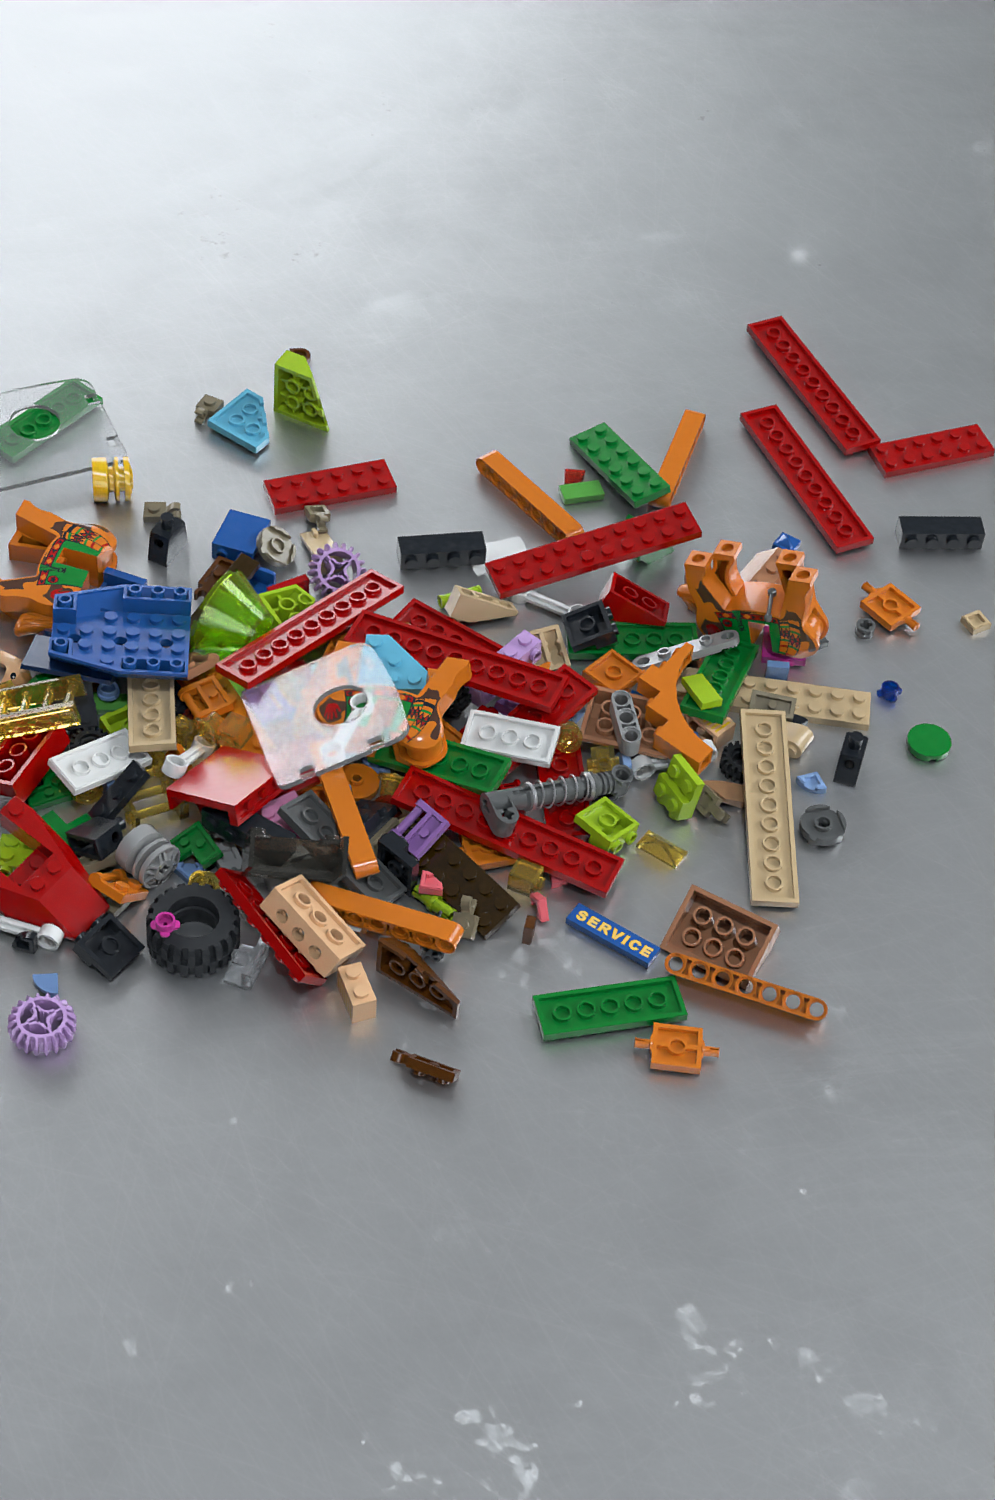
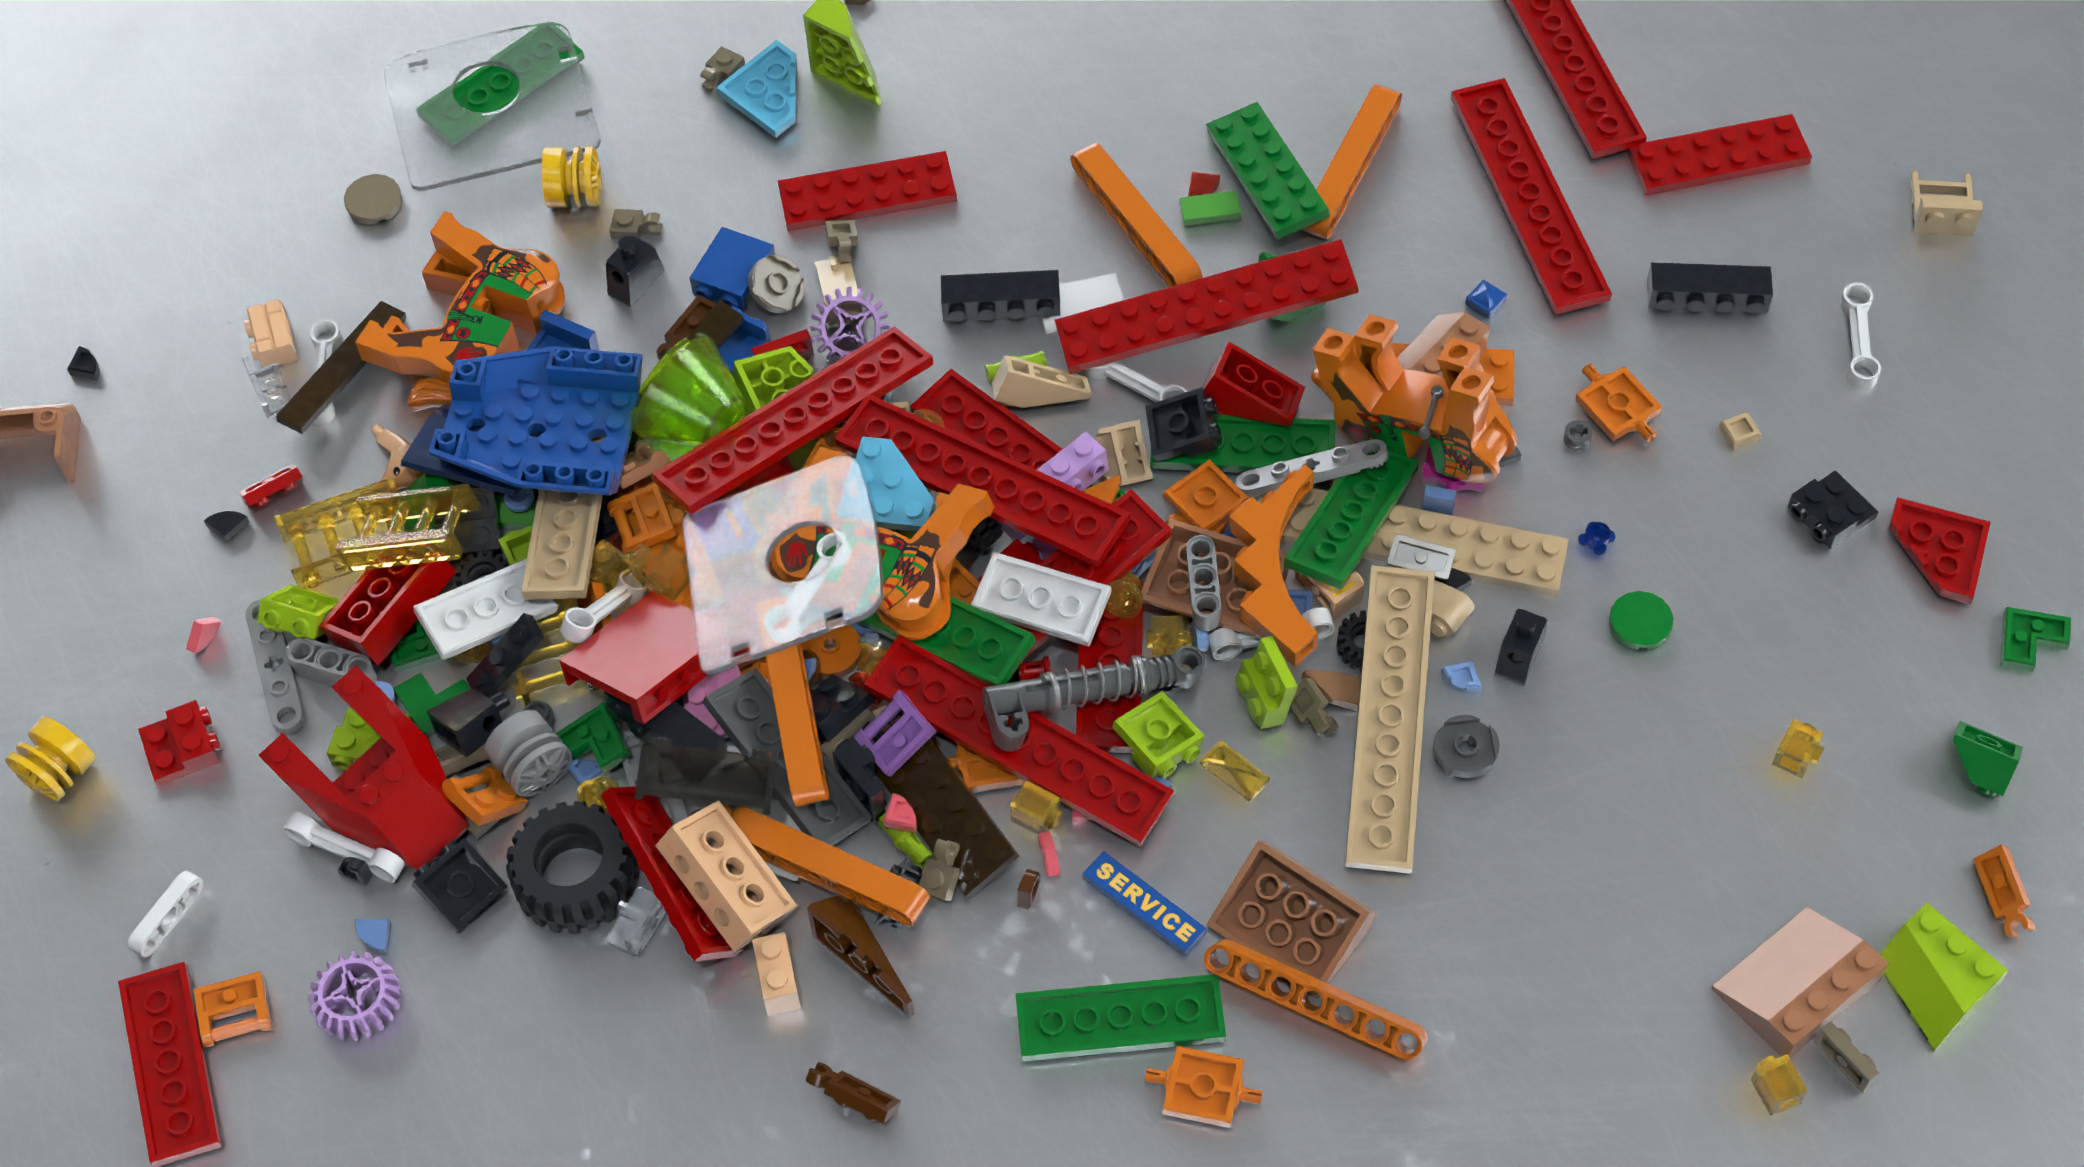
camera: 15 degrees right, 10 degrees up
(165, 924) = (524, 858): dark pink plate -> none
(701, 691) = (1318, 538): lime tile -> none

